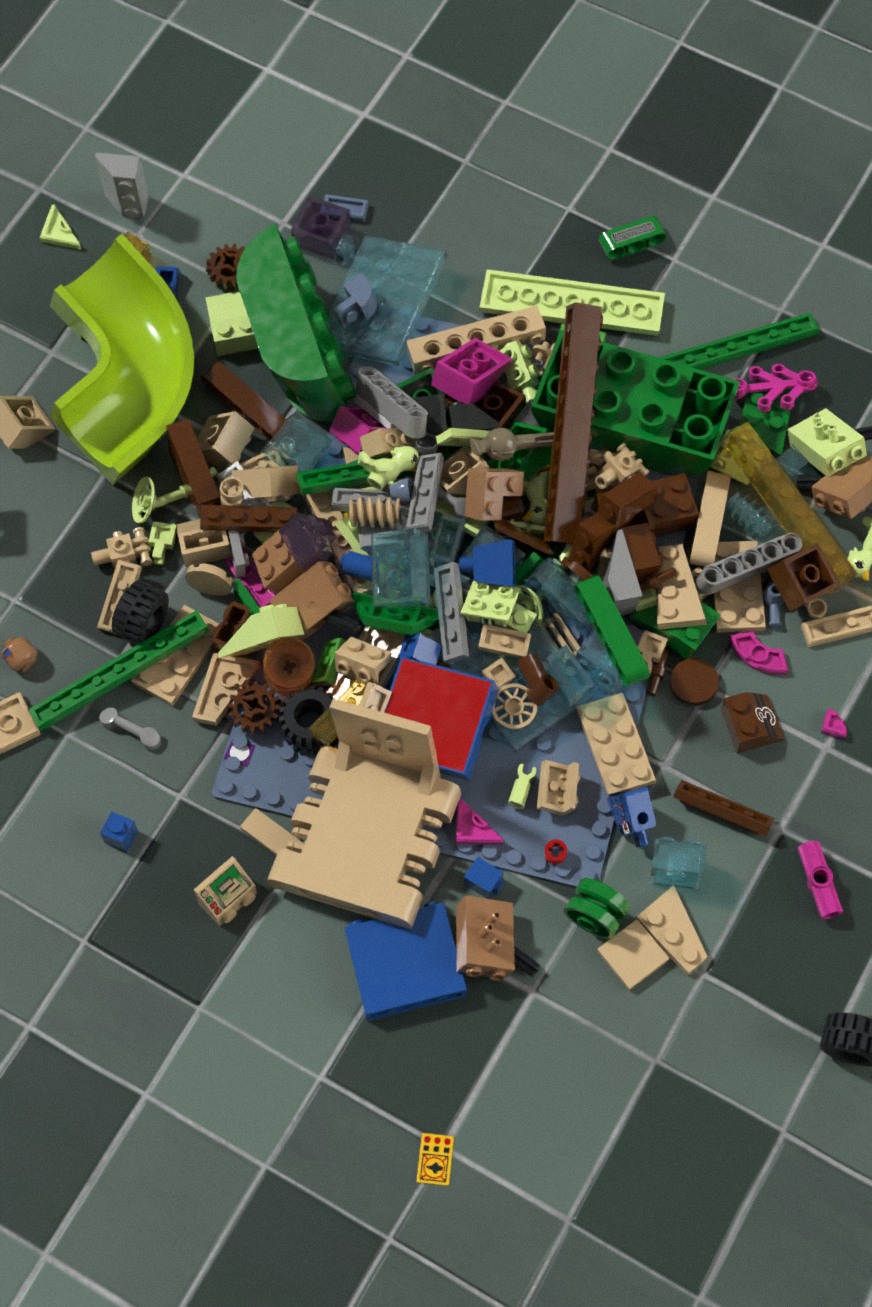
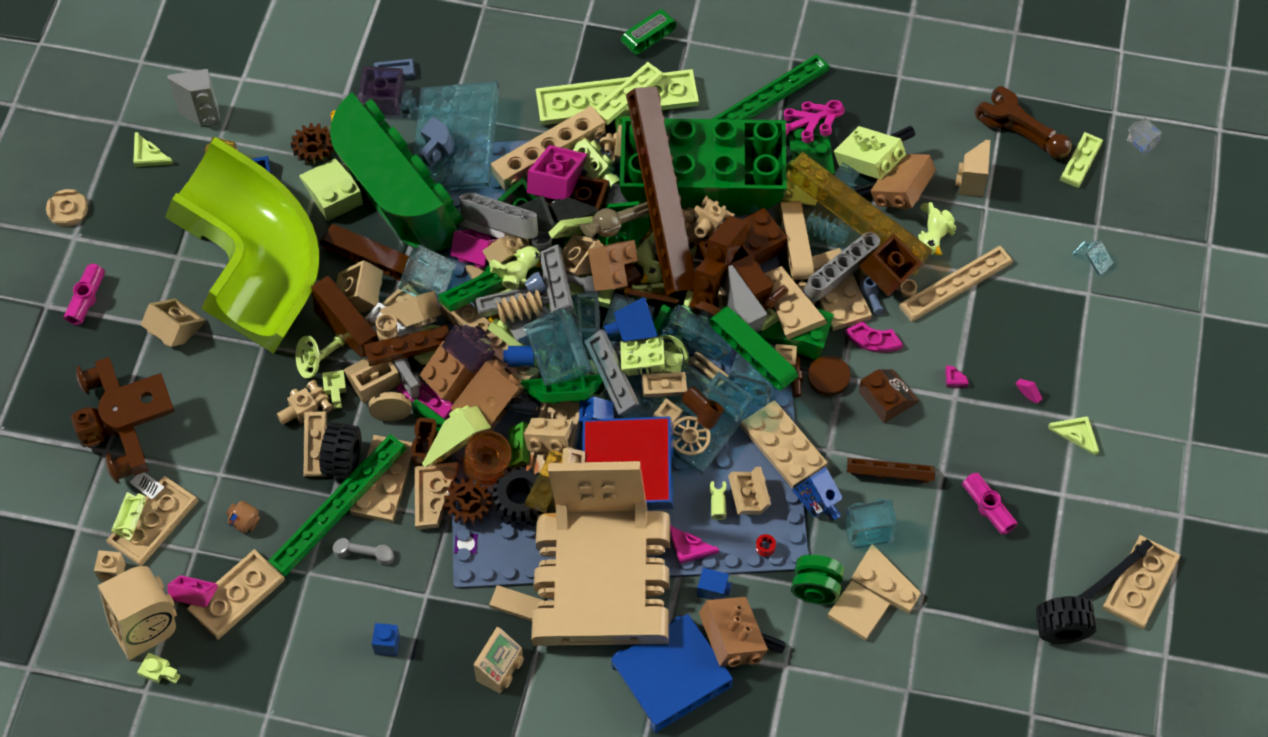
camera: 20 degrees left, 5 degrees down
(596, 294) = (617, 102): none -> yellowish green plate

